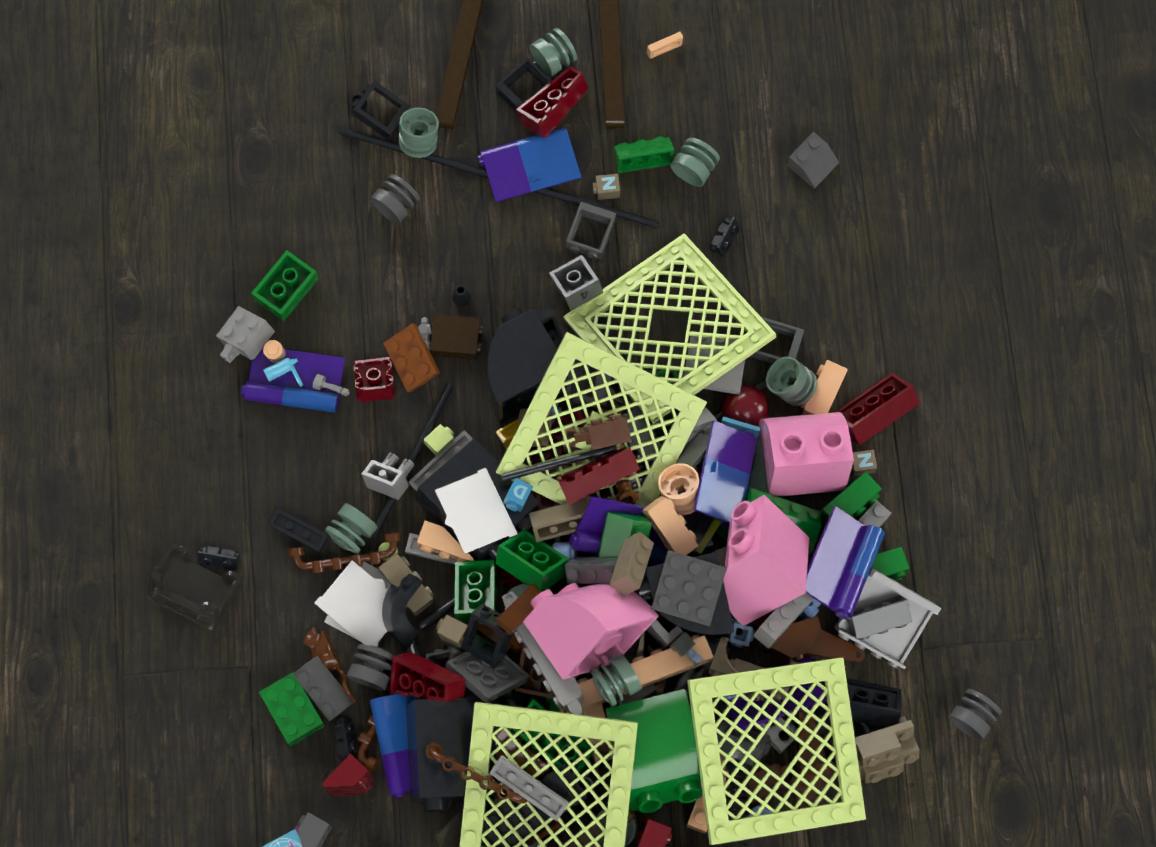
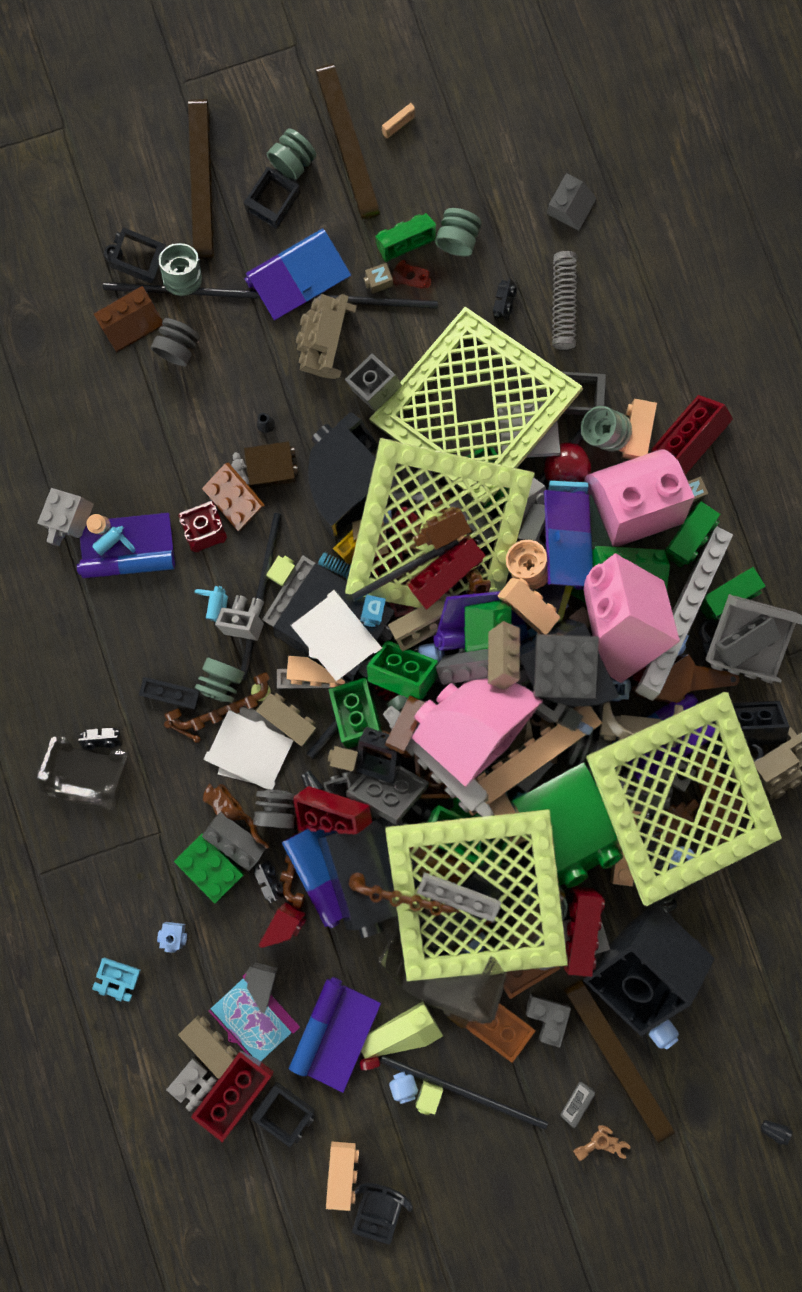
camera: 10 degrees left, 10 degrees up
(172, 791) = (118, 974): none -> medium azure plate
(236, 759) = (172, 929): none -> light blue brick
(285, 285) = (91, 456): green brick -> none
(289, 561) = (196, 739): none -> reddish brown hinge
(319, 383) = (151, 544): light grey piece -> none
(356, 167) = (129, 319): none -> reddish brown slope
(369, 452) = (217, 600): none -> medium azure piece
(394, 609) = (282, 746): black arch -> none
(483, 438) = (321, 562): none -> medium azure piece
(538, 223) = (321, 333): none -> dark tan piece
(552, 102) = (304, 206): dark red wedge -> none
(597, 214) = (373, 308): dark grey window -> none
(616, 679) = (516, 771): sand green wheel -> none
(648, 197) = (403, 269): none -> clear red piece
(778, 291) = (565, 342): none -> light grey piece
(842, 562) = (703, 598): door -> none

